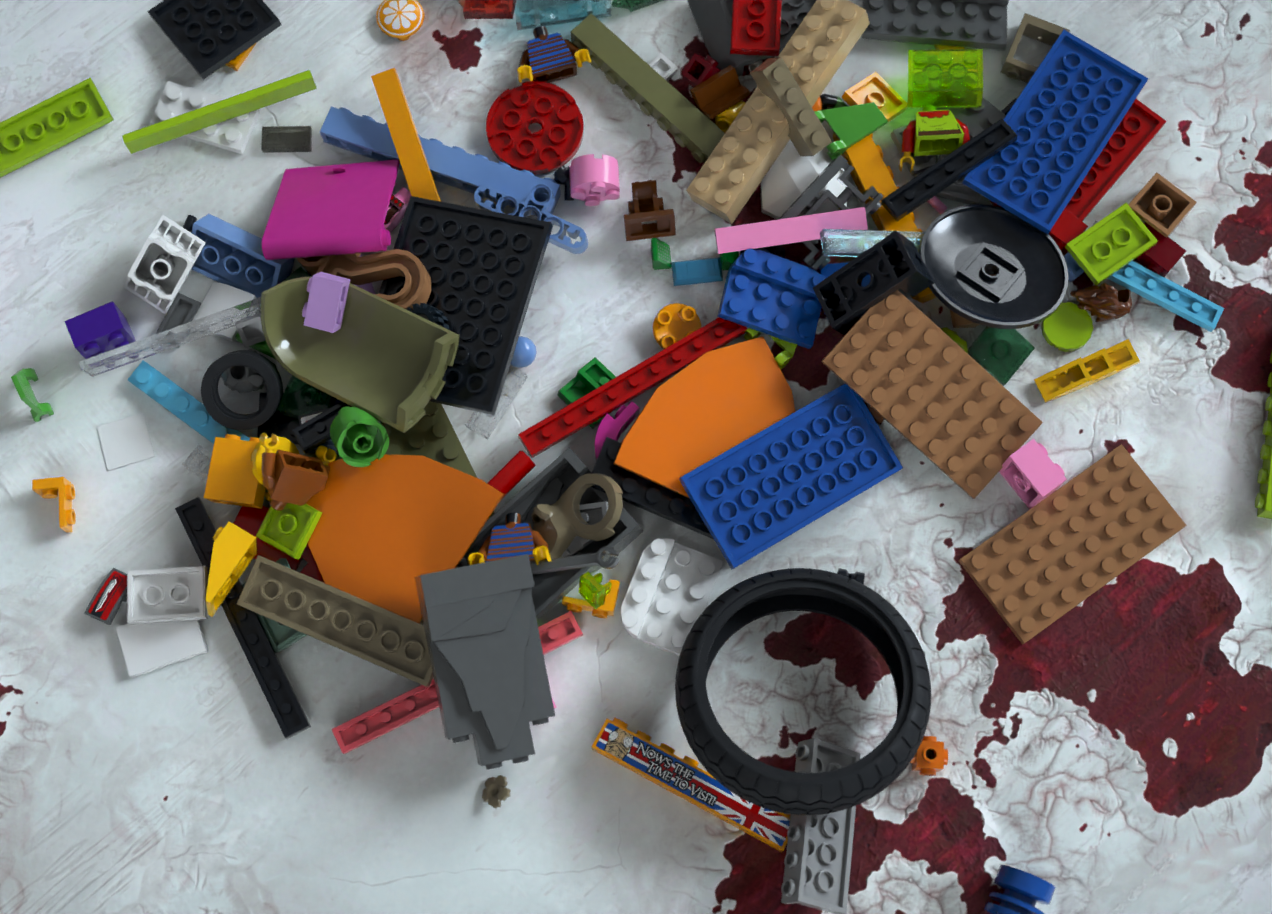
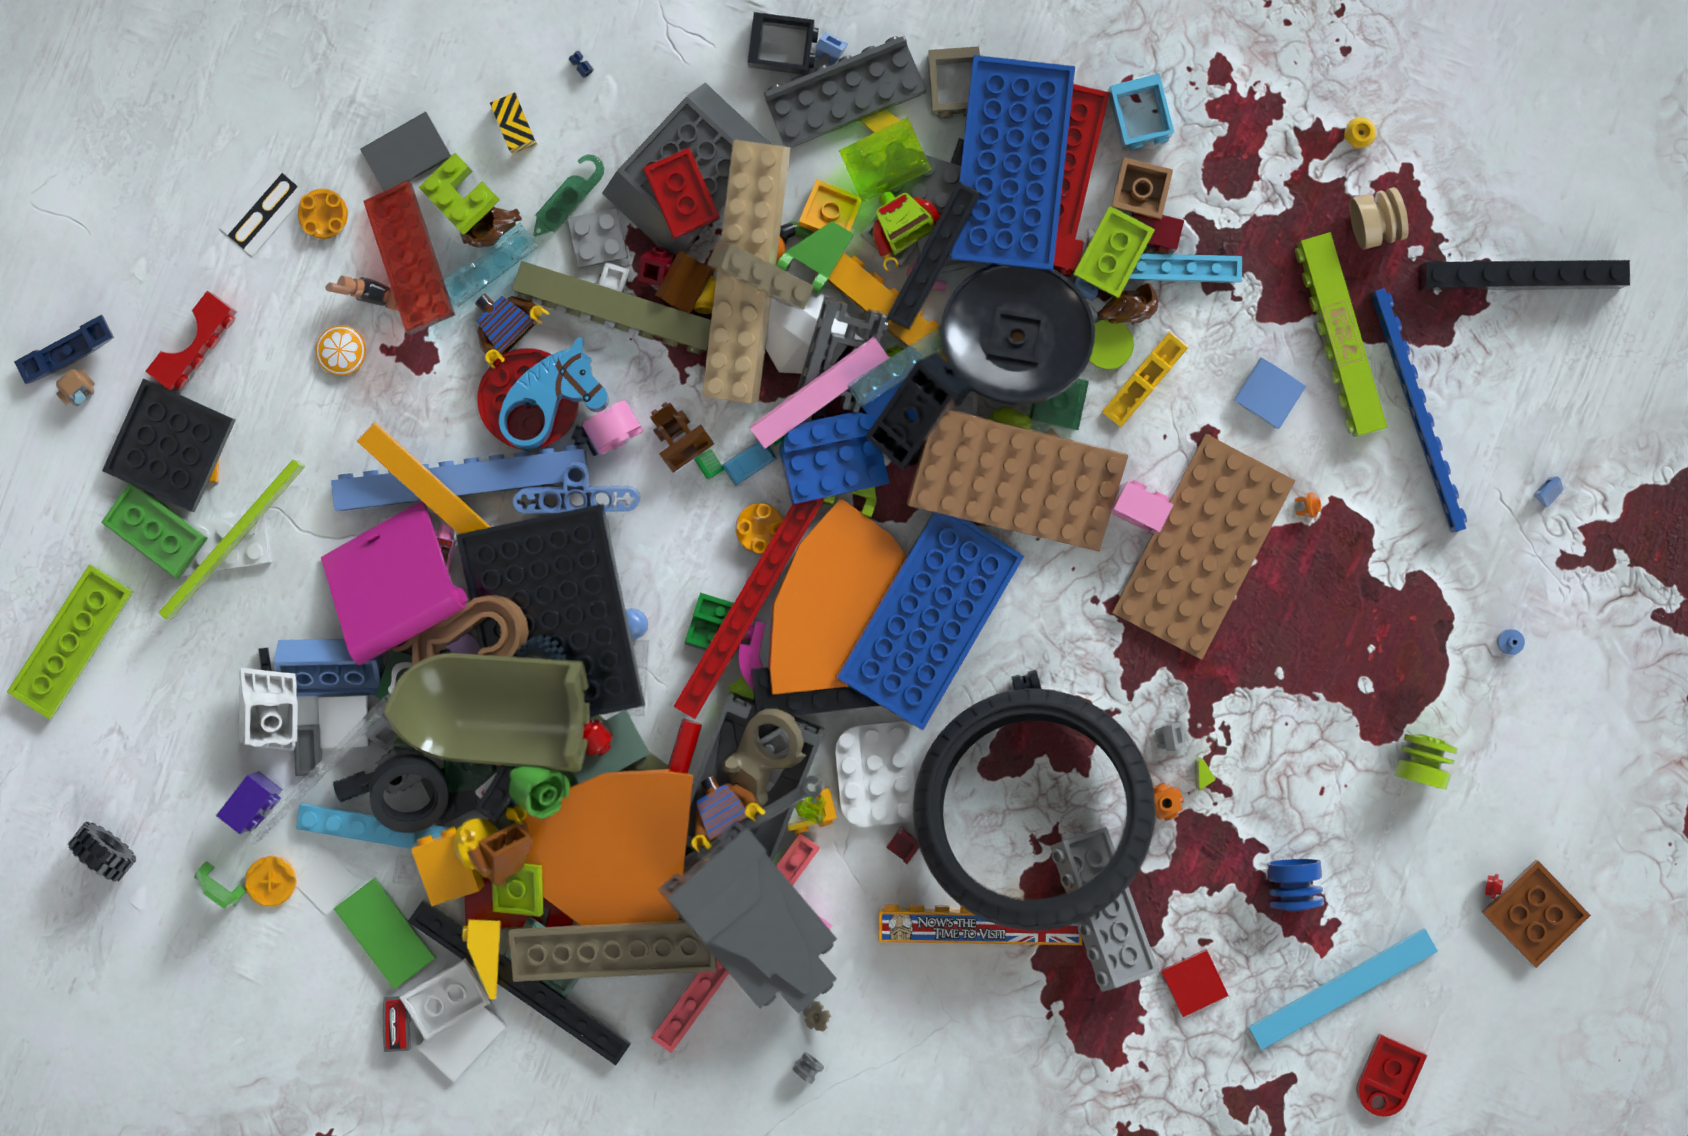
camera: 30 degrees left, 15 degrees up
(50, 488) = (305, 958): light orange bracket -> none
(78, 415) = (270, 881): none -> light orange tile
(149, 511) = (384, 933): none -> bright green tile
(161, 77) = (154, 530): none -> bright green tile
(194, 367) = (352, 786): none -> black hinge
(286, 139) = (304, 527): clear smoke tile -> none
(325, 302) = (441, 683): lavender brick -> none
(433, 425) = (597, 737): none -> red head
(441, 440) = (625, 749): none -> sand green tile
(461, 835) = (808, 1068): none -> dark grey wheel
(556, 118) = (547, 383): none -> dark azure animal
(587, 454) = (741, 687): none -> clear neon green slope
(661, 671) = (903, 845): none -> dark red panel
(664, 32) = (597, 238): none -> light grey plate
(964, 699) = (1173, 736): none -> light grey tile
(977, 750) = (1203, 774): none -> lime slope
(1191, 128) = (1137, 86): none -> medium azure window
(1193, 553) = (1312, 505): none -> orange plate
(1196, 437) = (1269, 393): none -> medium blue slope
(1201, 844) = (1426, 761): none -> lime wheel

